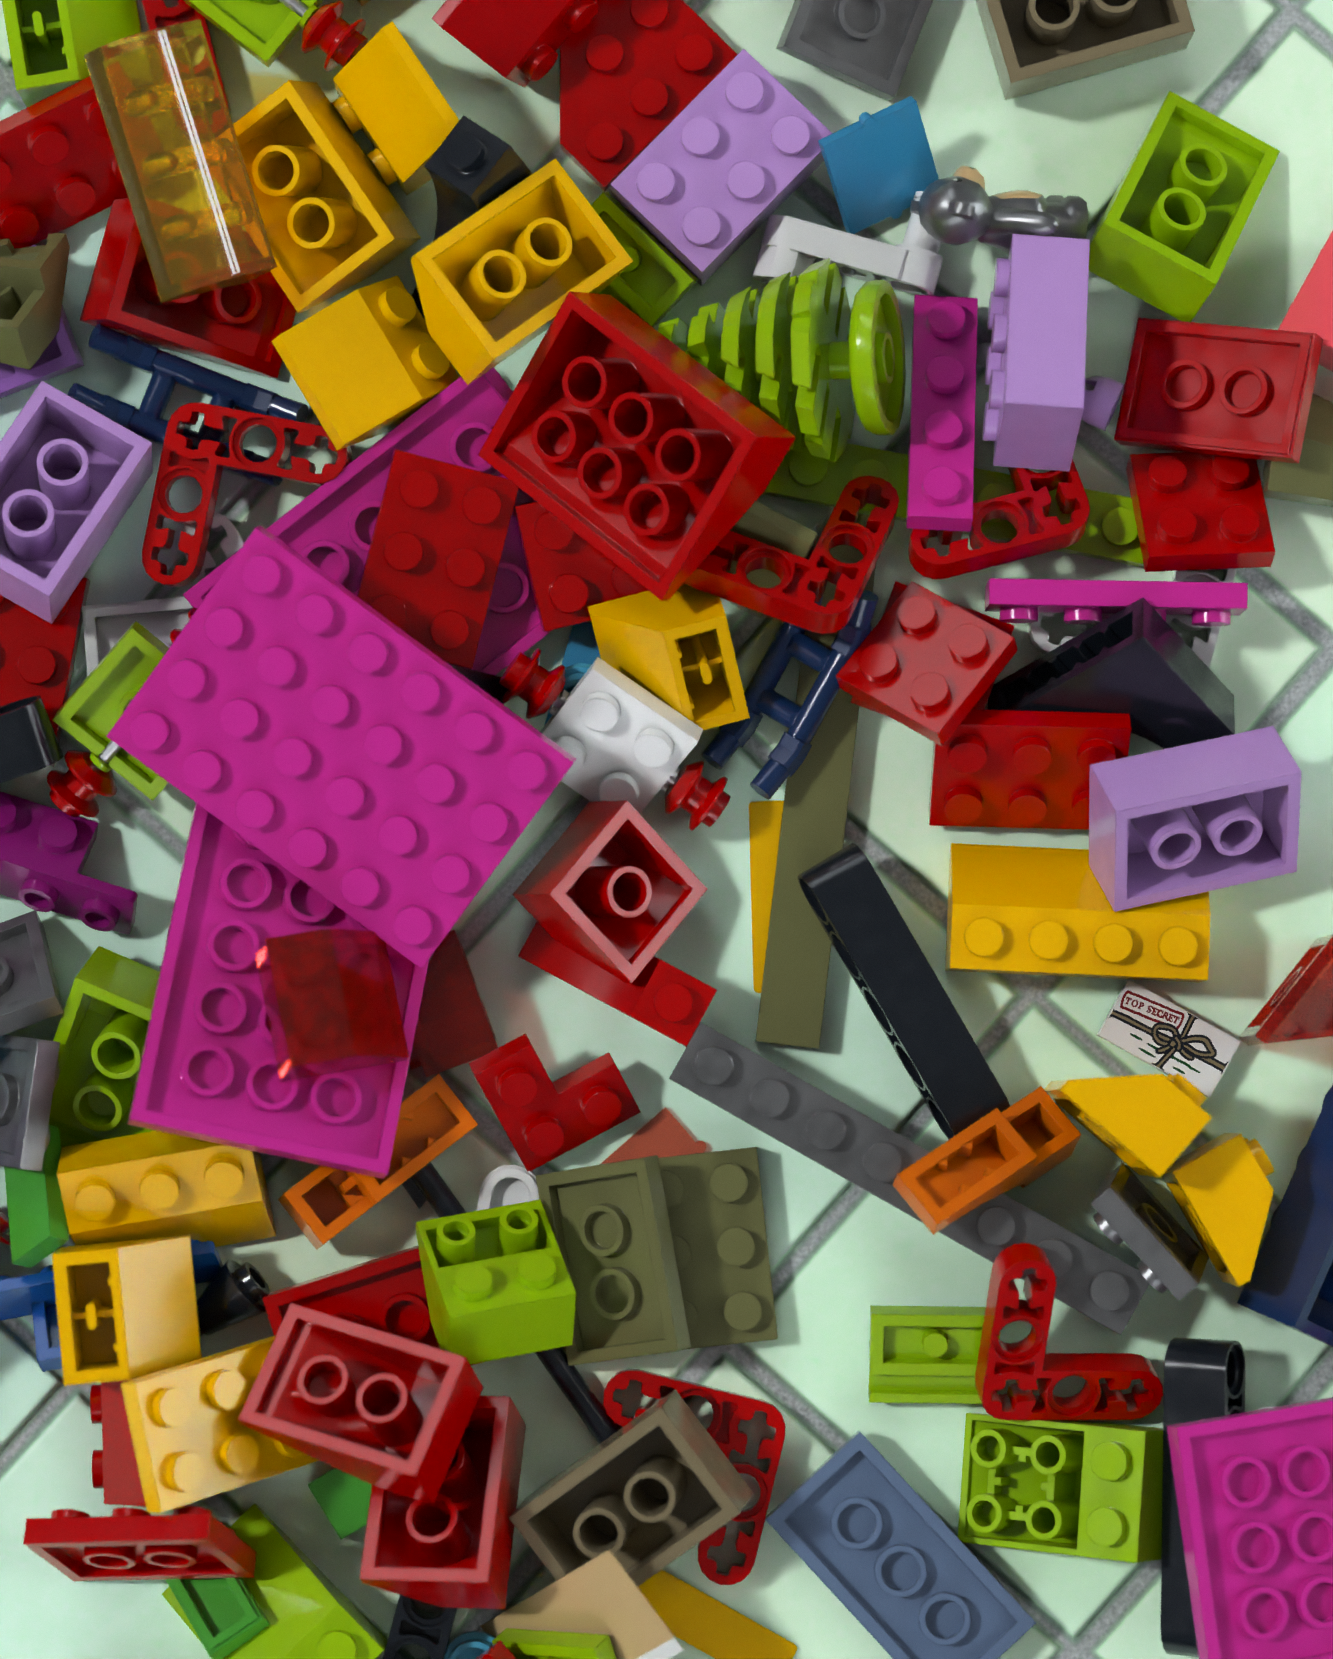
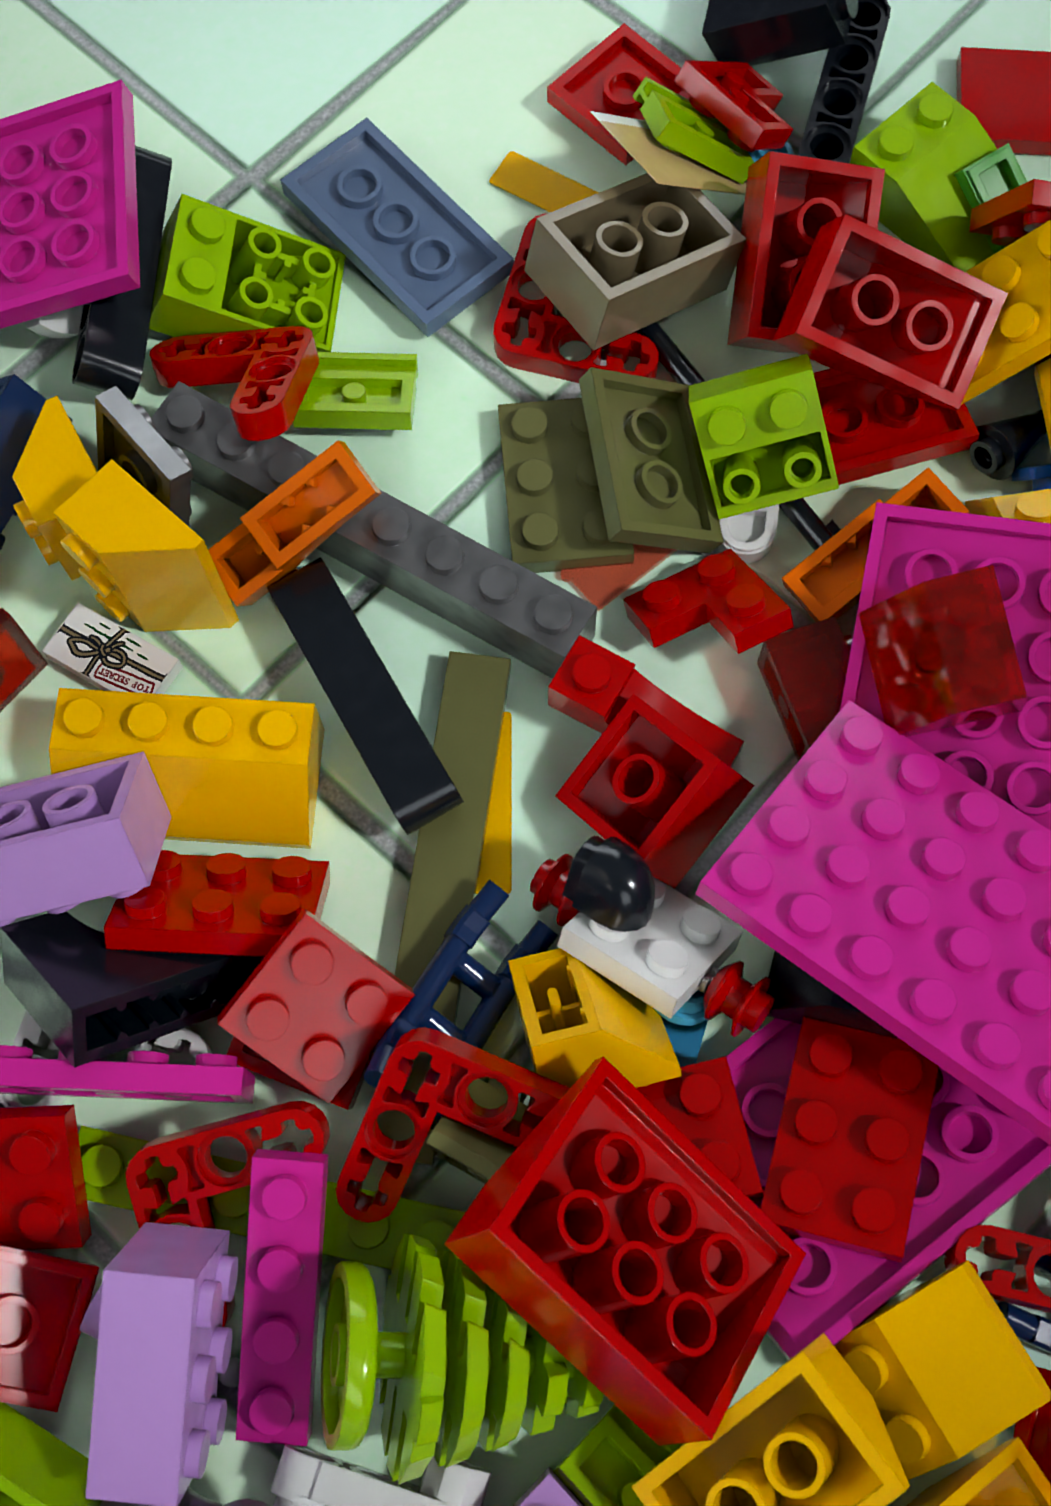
camera: 175 degrees left, 15 degrees down
(652, 779) = (611, 884): none -> black piece

